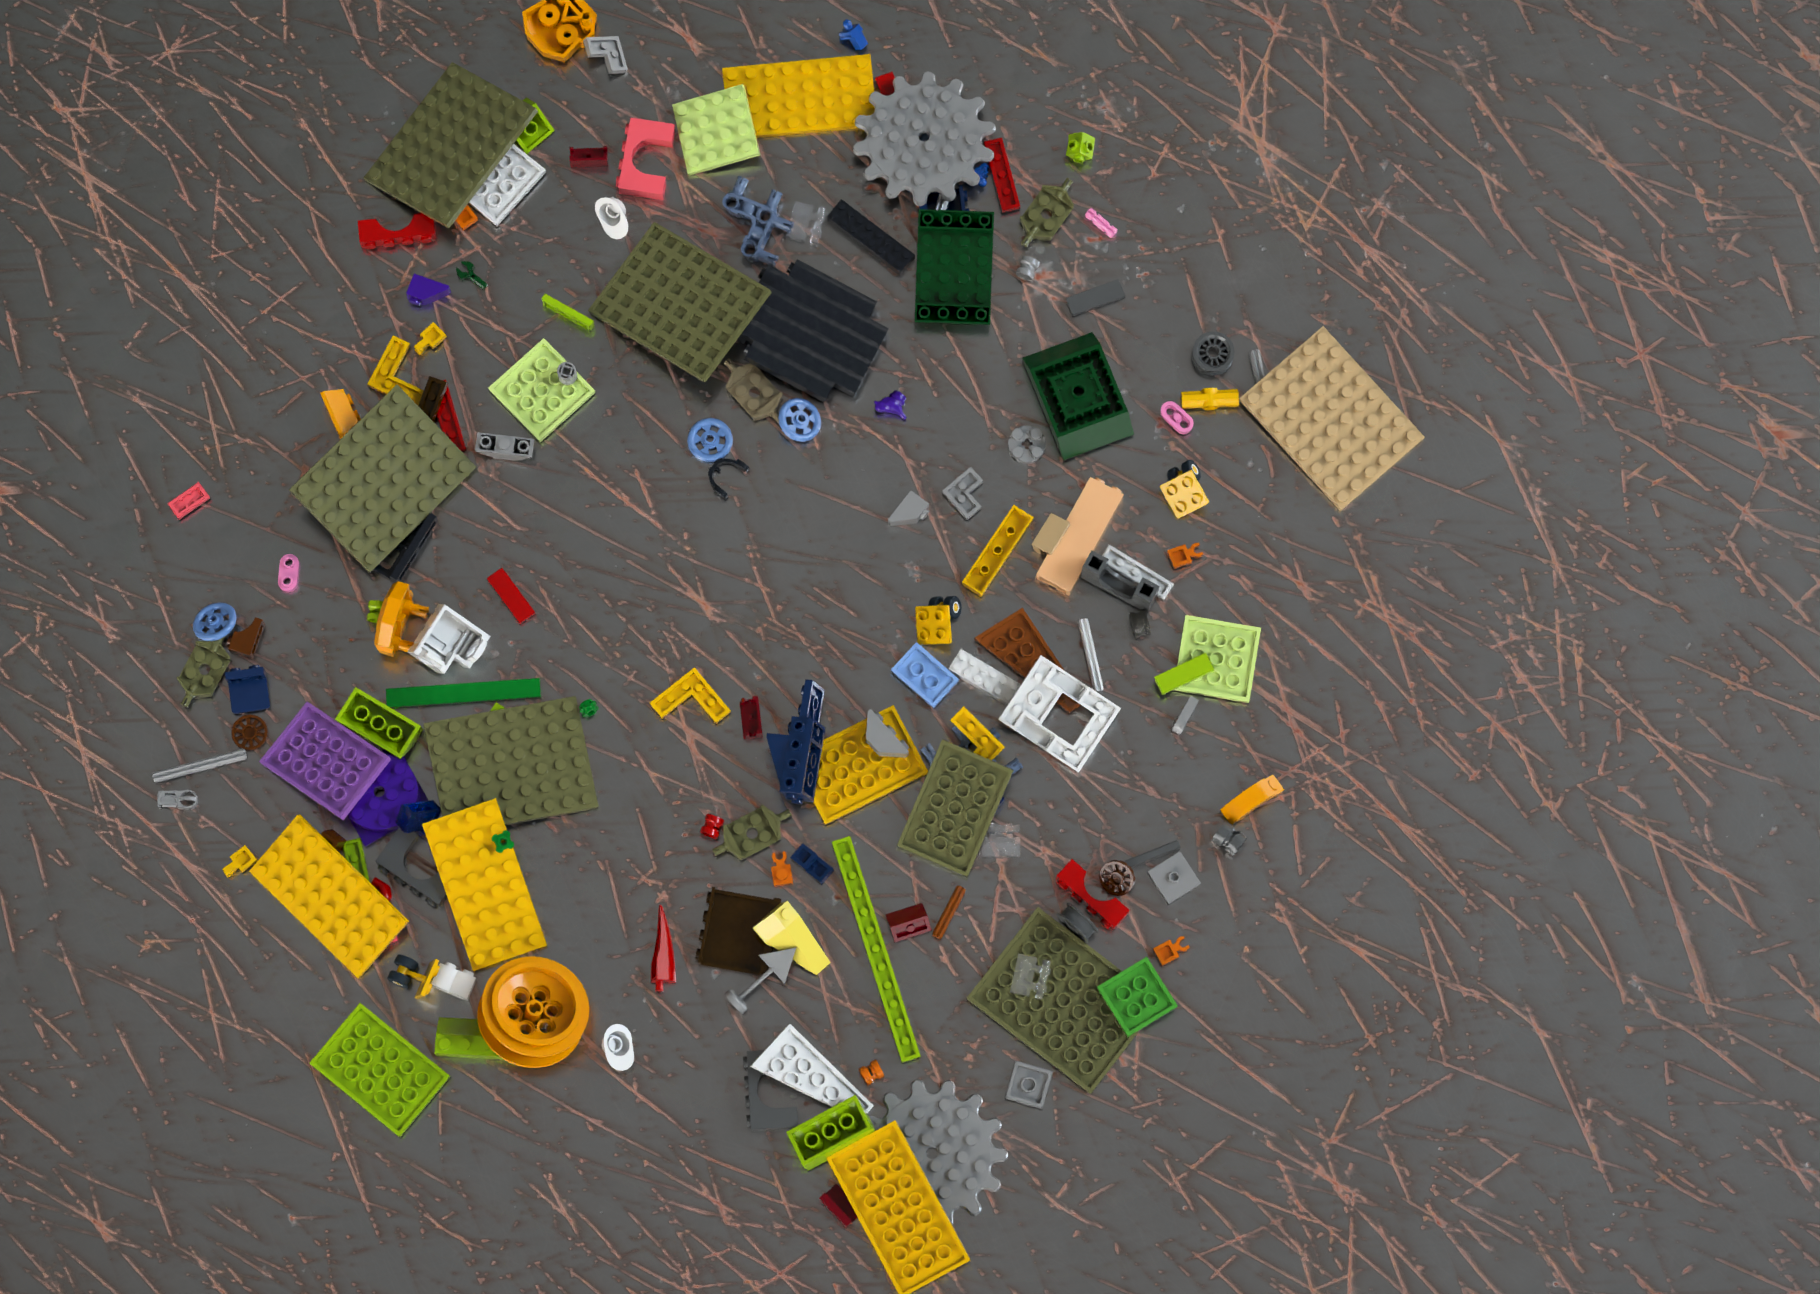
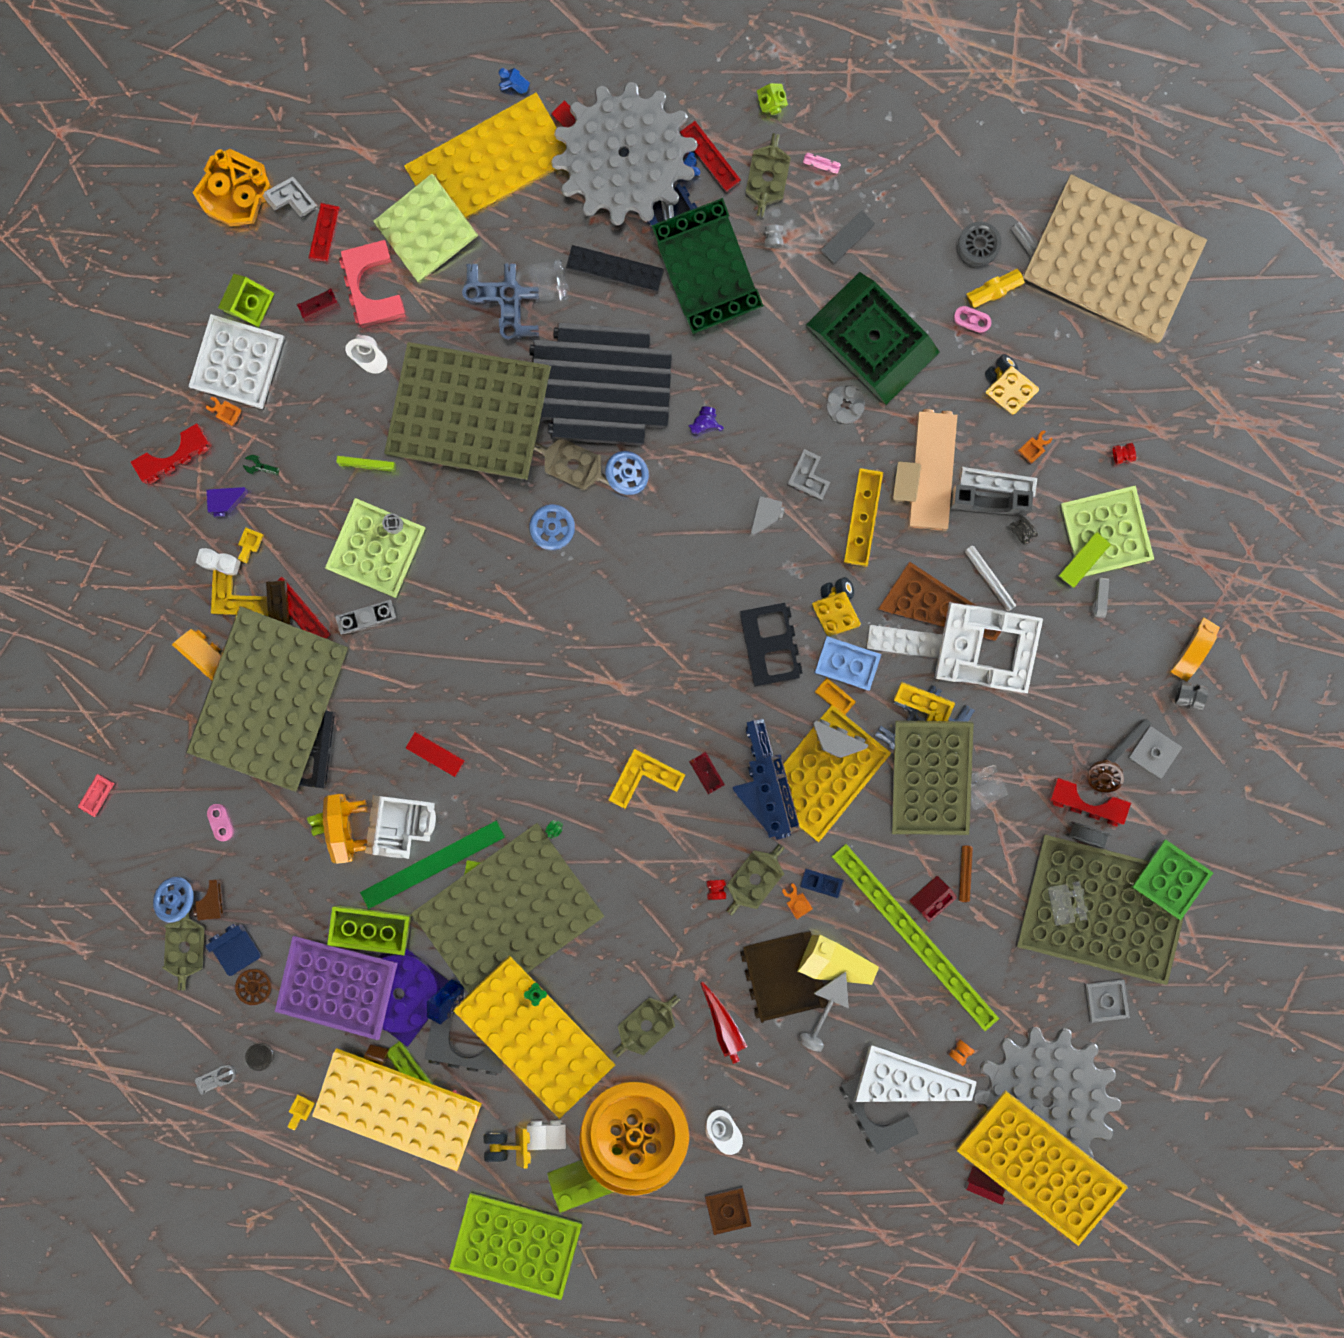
camera: 25 degrees left, 10 degrees up
(199, 765) = (221, 1038): light grey axle -> none
(226, 796) = (259, 1056): none -> clear smoke wheel
(383, 888) = (444, 1079): red arm -> none
(397, 341) = (222, 562): none -> white brick
(450, 144) = (184, 351): olive plate -> none
(575, 921) = (638, 1040): none -> olive plate
(590, 1123) = (728, 1211): none -> reddish brown plate
(623, 96) = (324, 232): none -> red tile
(738, 463) = (588, 538): black piece -> none
(830, 1132) = (951, 1126): lime slope -> none
(850, 623) = (759, 646): none -> black window
(899, 698) = (835, 696): none -> light orange tile
(1167, 951) = (1179, 823): orange plate -> none
(1263, 595) = (1124, 453): none -> red wheel

